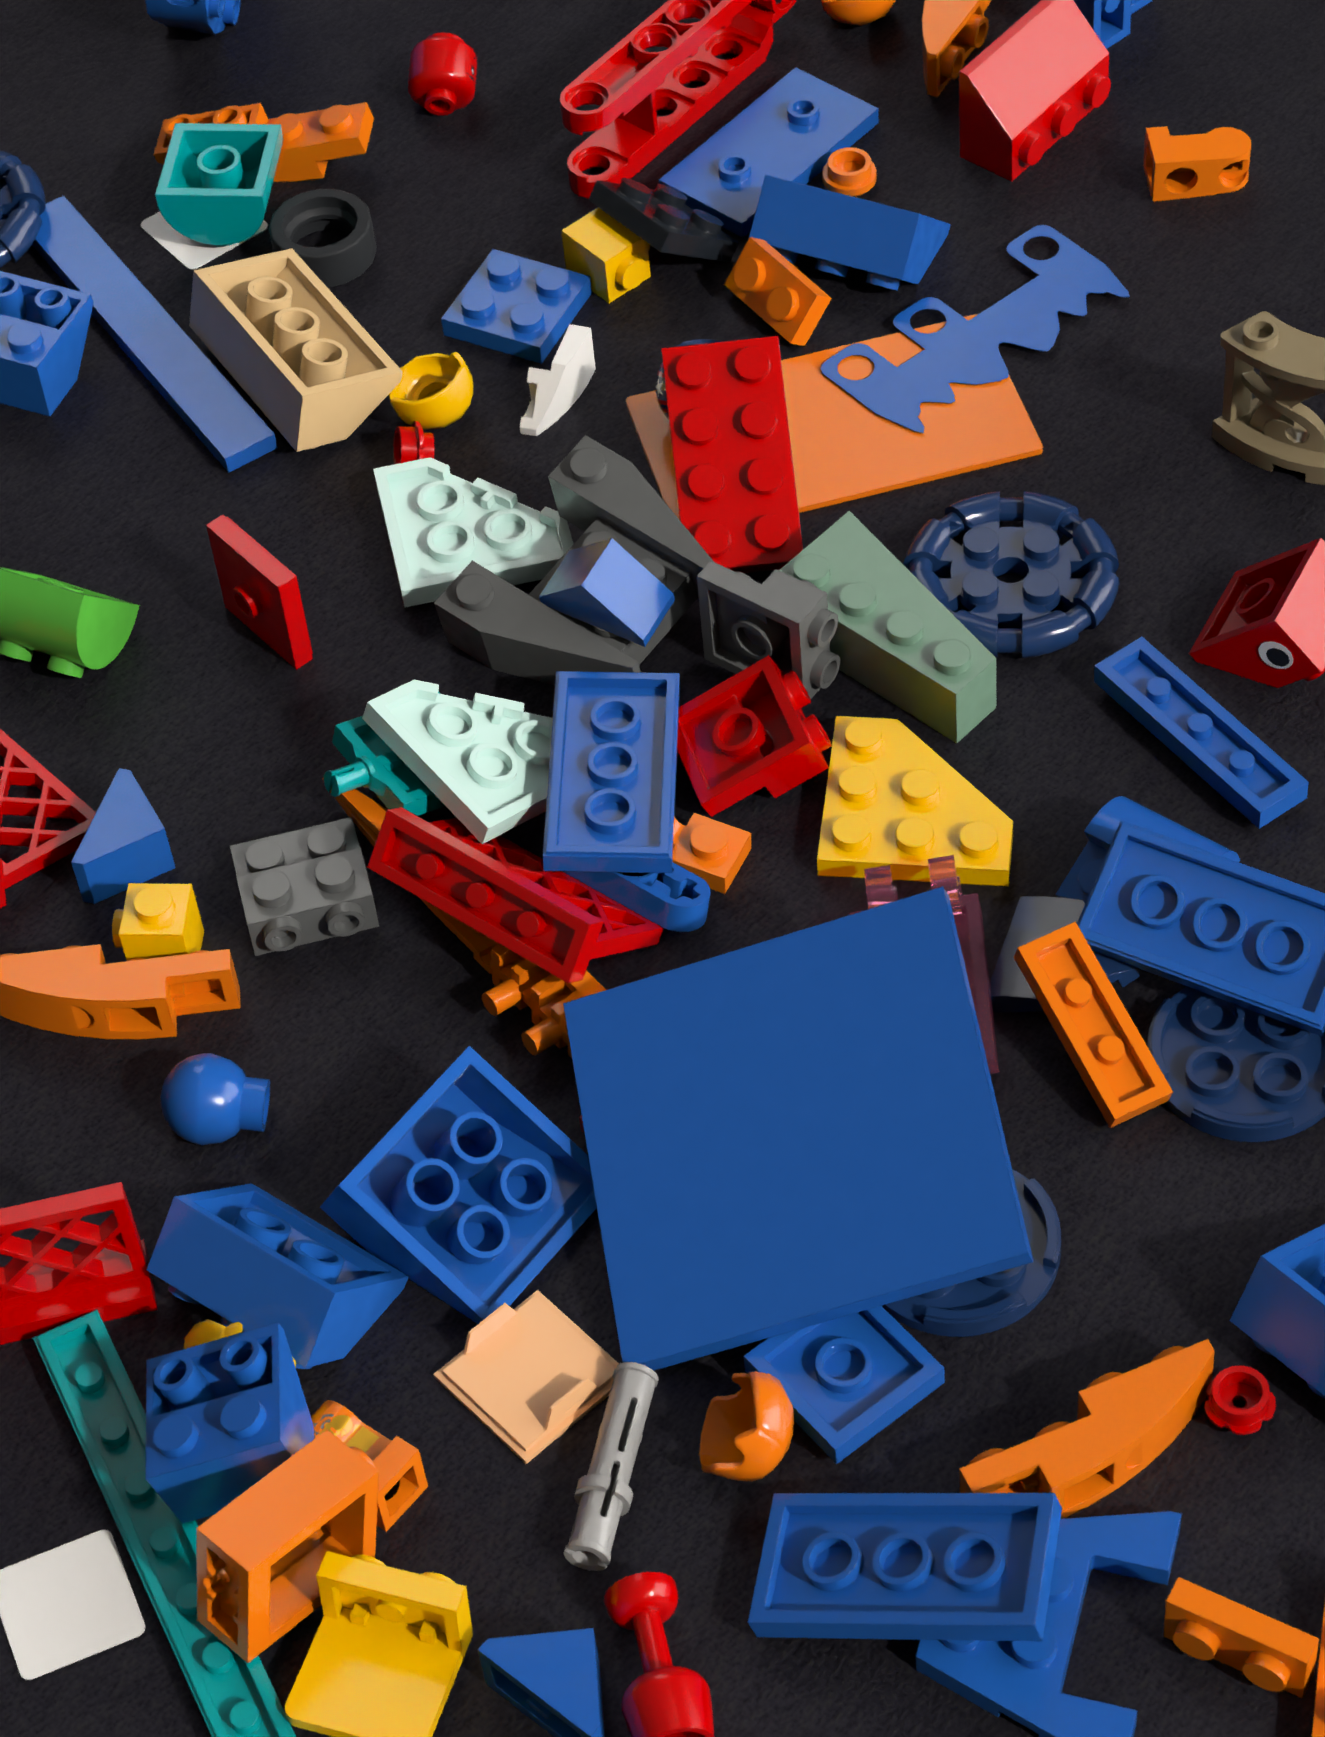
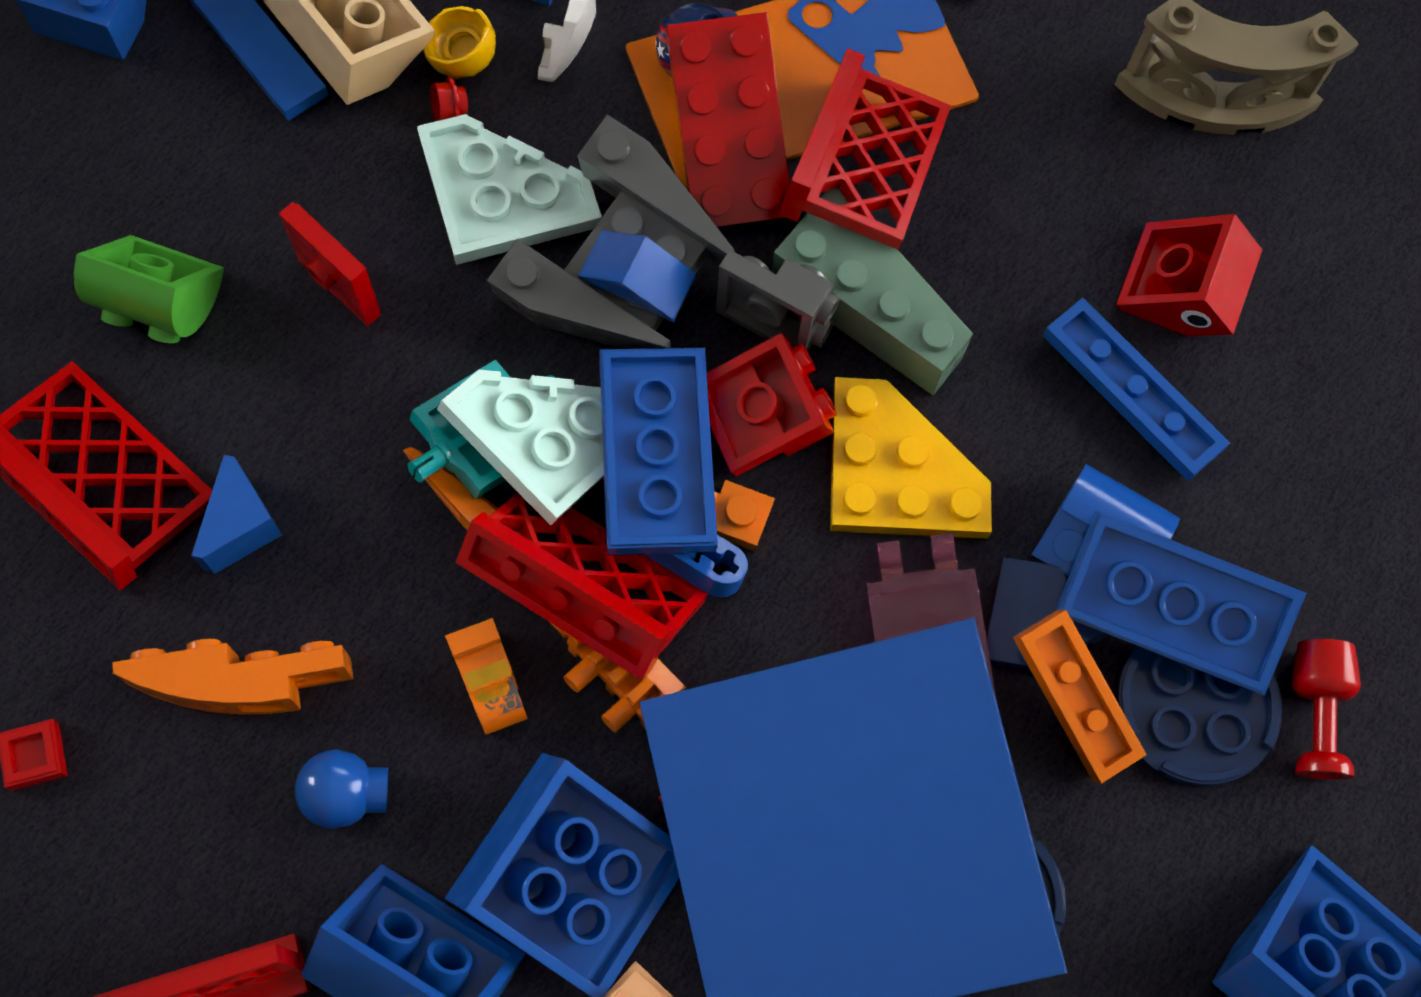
camera: 15 degrees left, 20 degrees up
(158, 921) = (275, 616): yellow brick -> none
(304, 886) = (396, 558): dark grey plate -> none
(392, 993) = (487, 675): none -> orange leg
(851, 465) = (826, 146): none -> red fence
(1018, 614) = (996, 222): dark blue plate -> none

